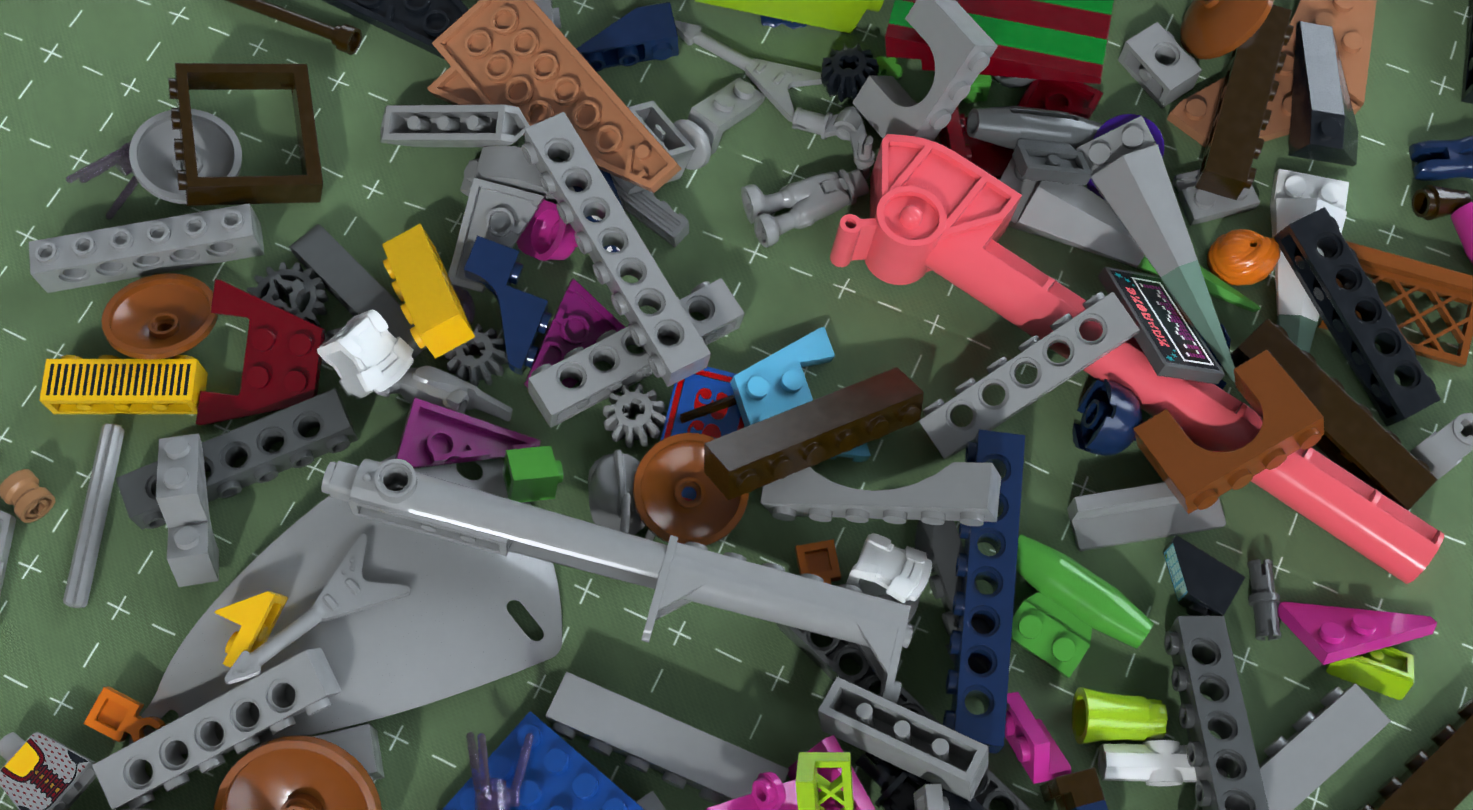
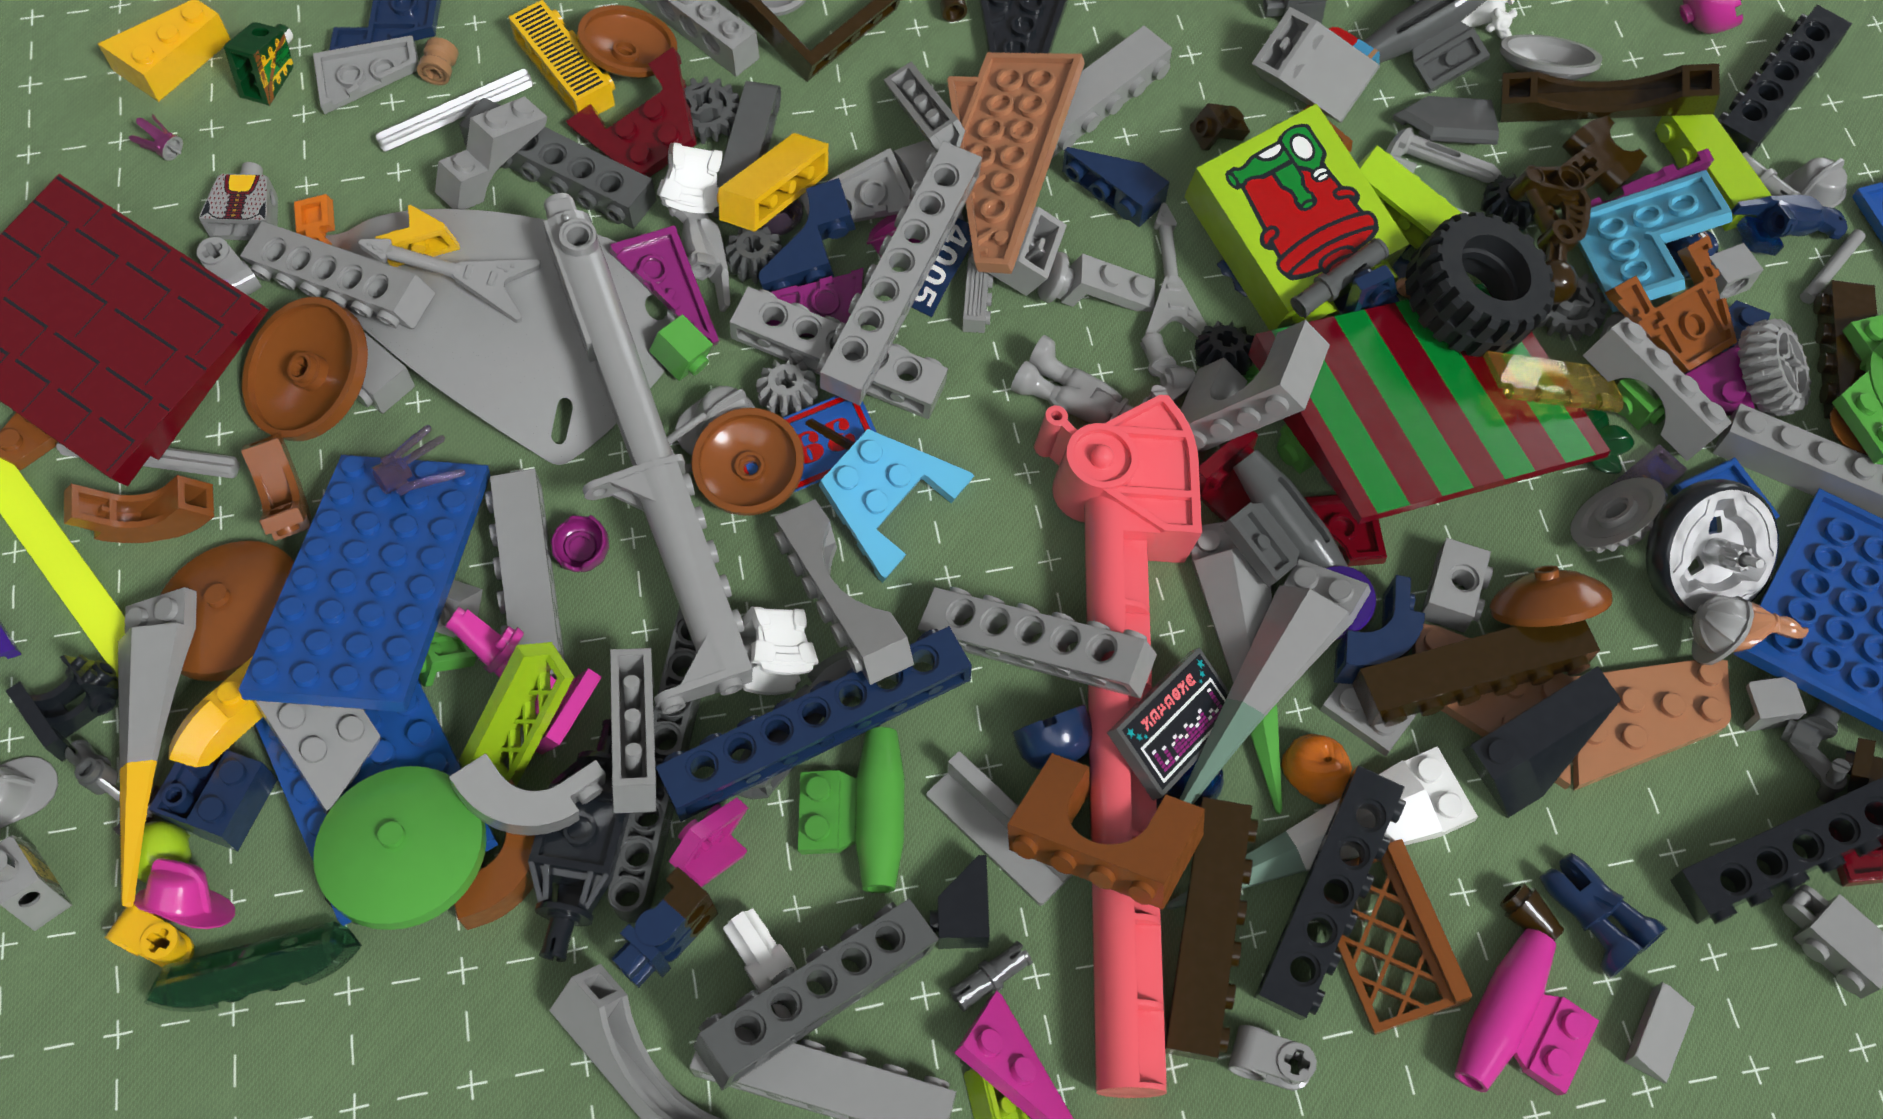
camera: 55 degrees right, 5 degrees down
(665, 678) = (580, 543): none -> magenta hair
(812, 433) = (858, 511): dark brown brick -> none
(819, 559) = (758, 592): orange plate -> none
(1116, 717) = (785, 907): lime plant -> none
(1182, 137) = (1394, 640): none -> dark blue arch

